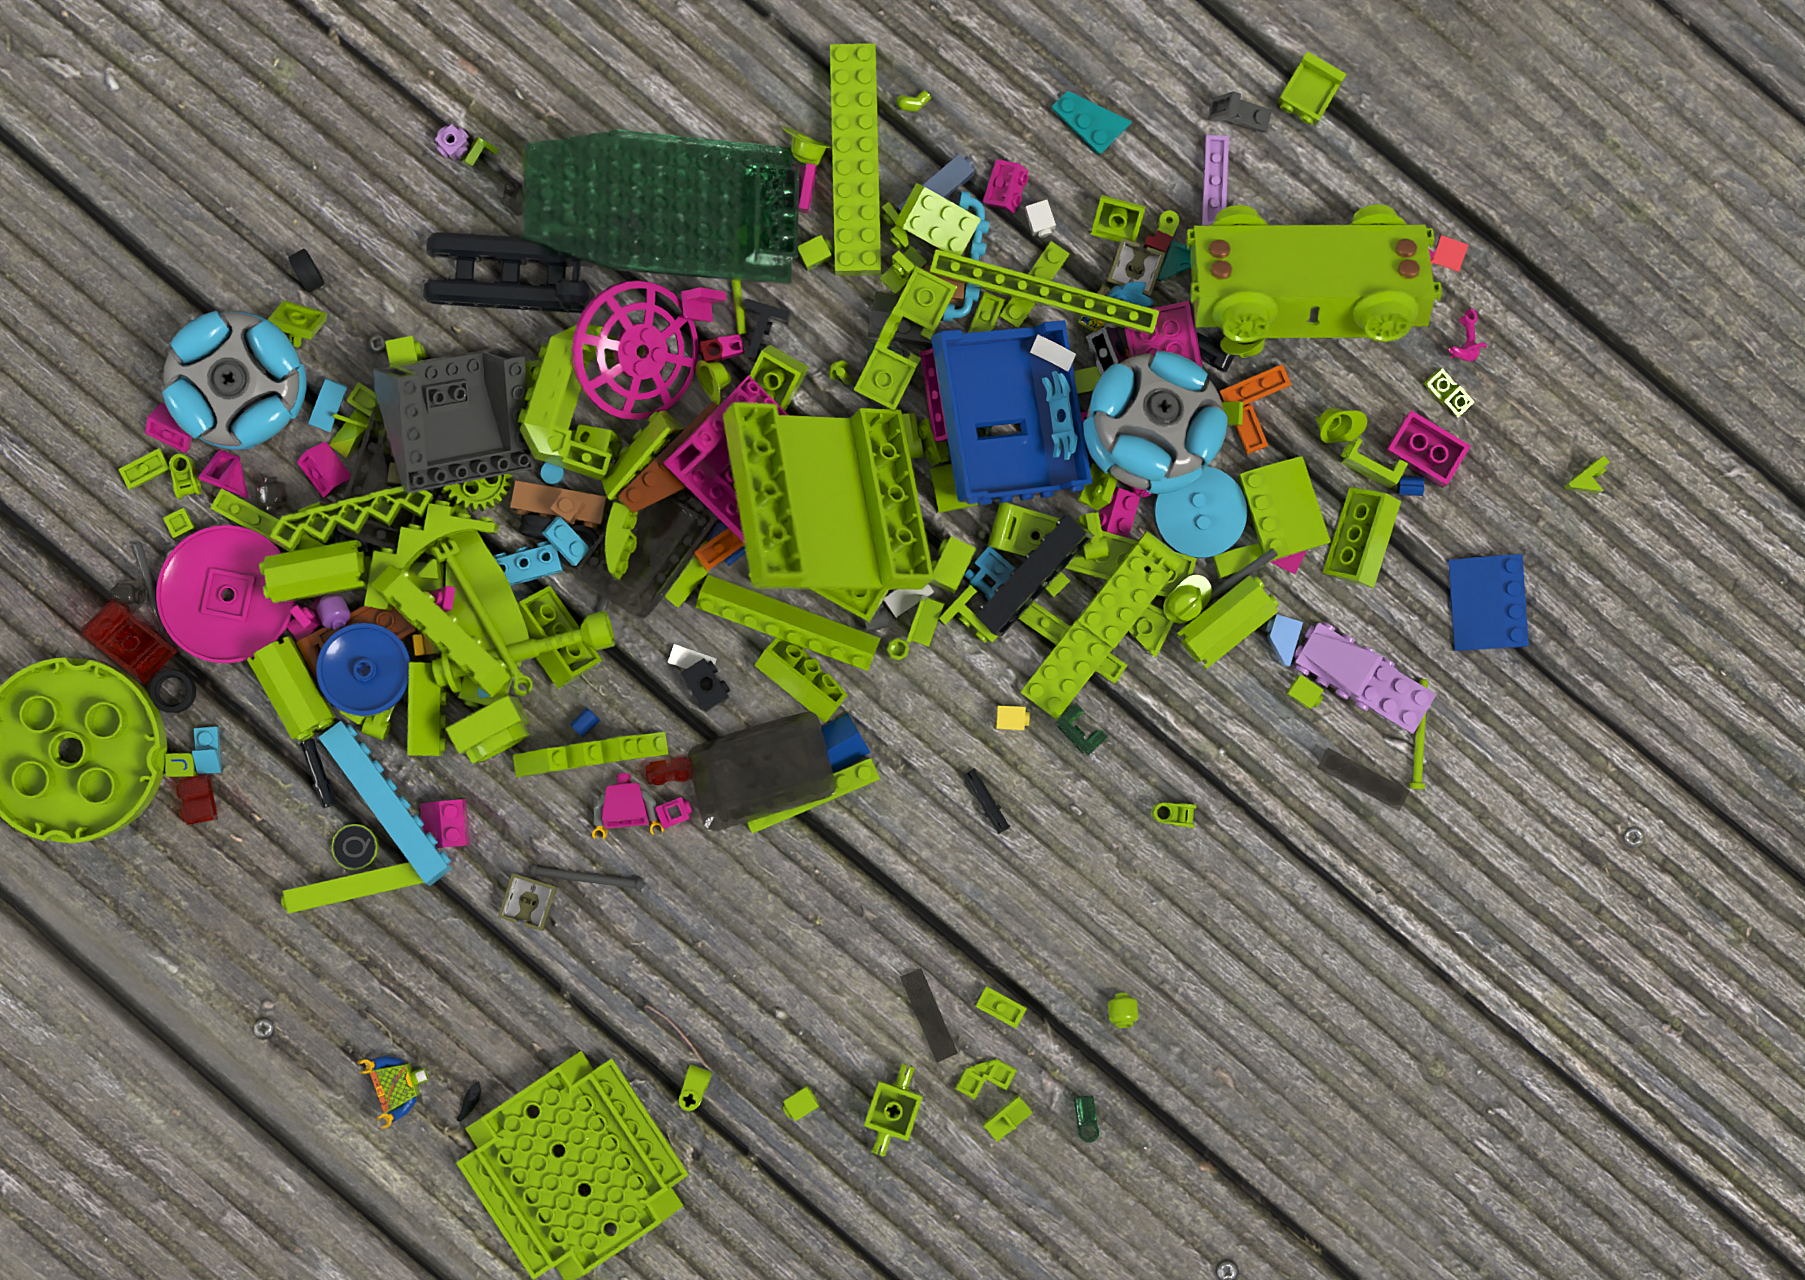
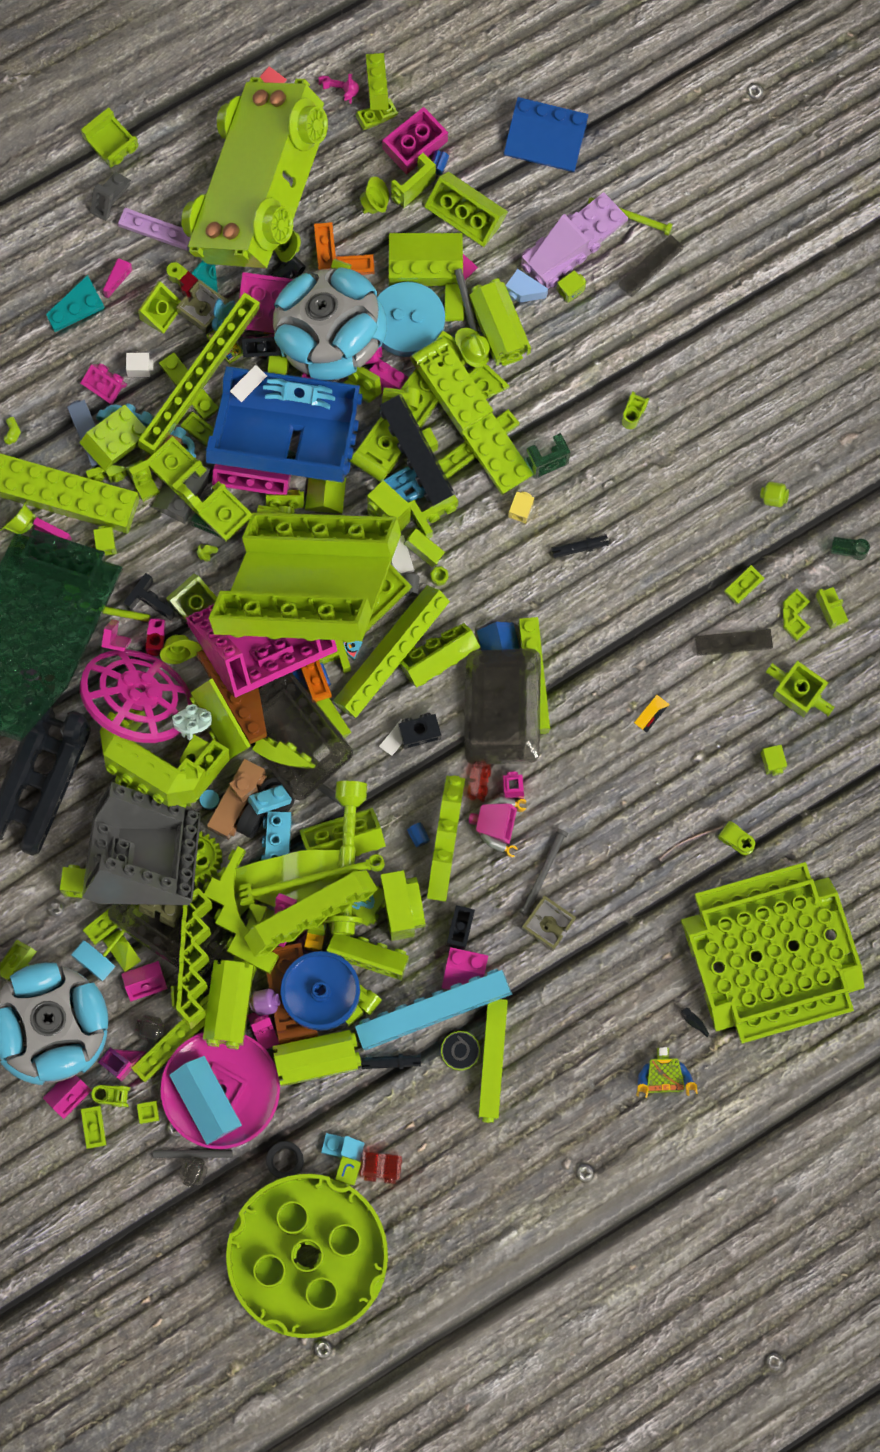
camera: 75 degrees left, 10 degrees down
(128, 639) = (233, 1177): clear red brick -> none
(206, 582) = (205, 1099): none -> medium azure slope
(490, 803) = (460, 927): none -> black brick
(621, 431) = (191, 720): none -> light aqua plate
(814, 945) = (651, 713): none -> yellow sticker
(1144, 157) = (117, 276): none -> dark pink slope
(1486, 379) = (377, 81): none -> lime brick
(1584, 481) = (475, 38): lime slope -> none

